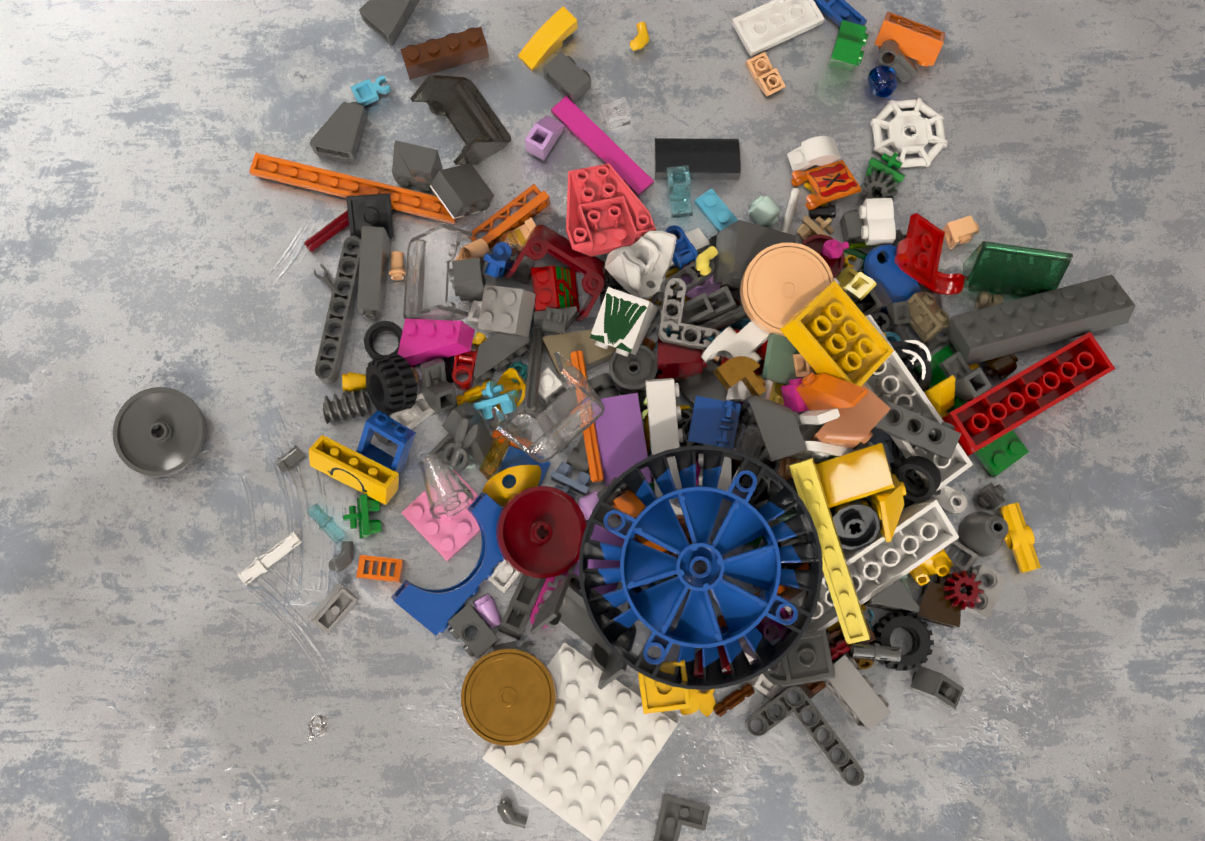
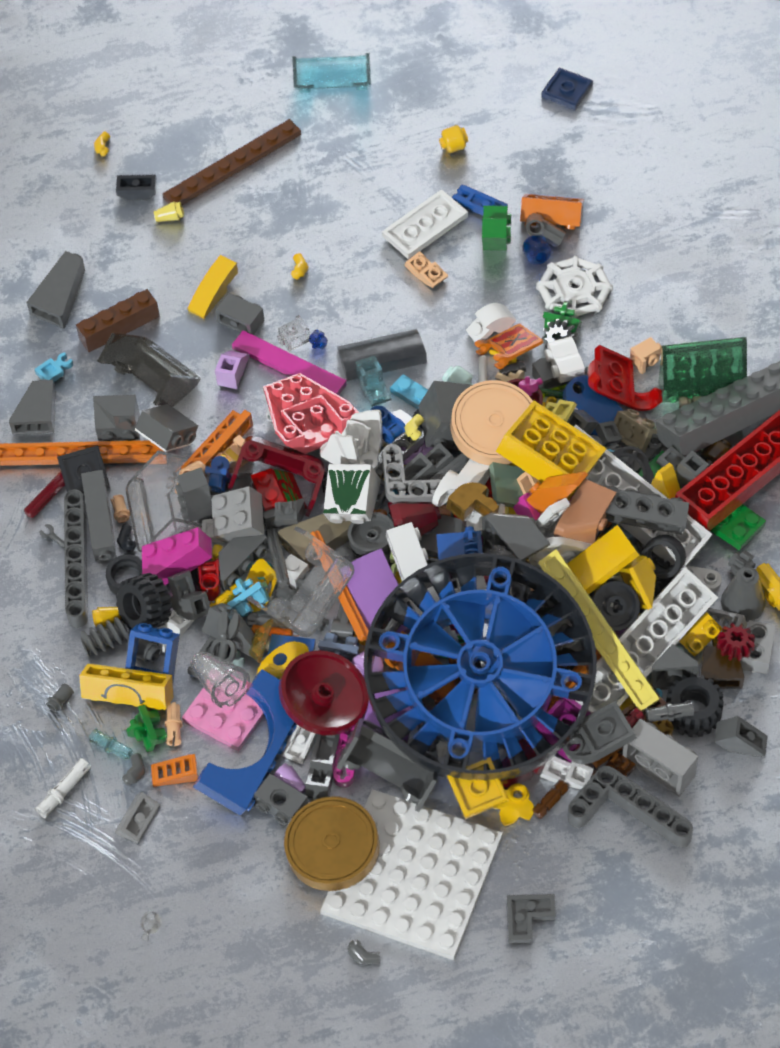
camera: 10 degrees left, 20 degrees down
(391, 517) = (173, 724): none -> light nougat axle
(392, 301) = (123, 539): none -> black arm
(637, 126) = (318, 339): none -> clear blue piece

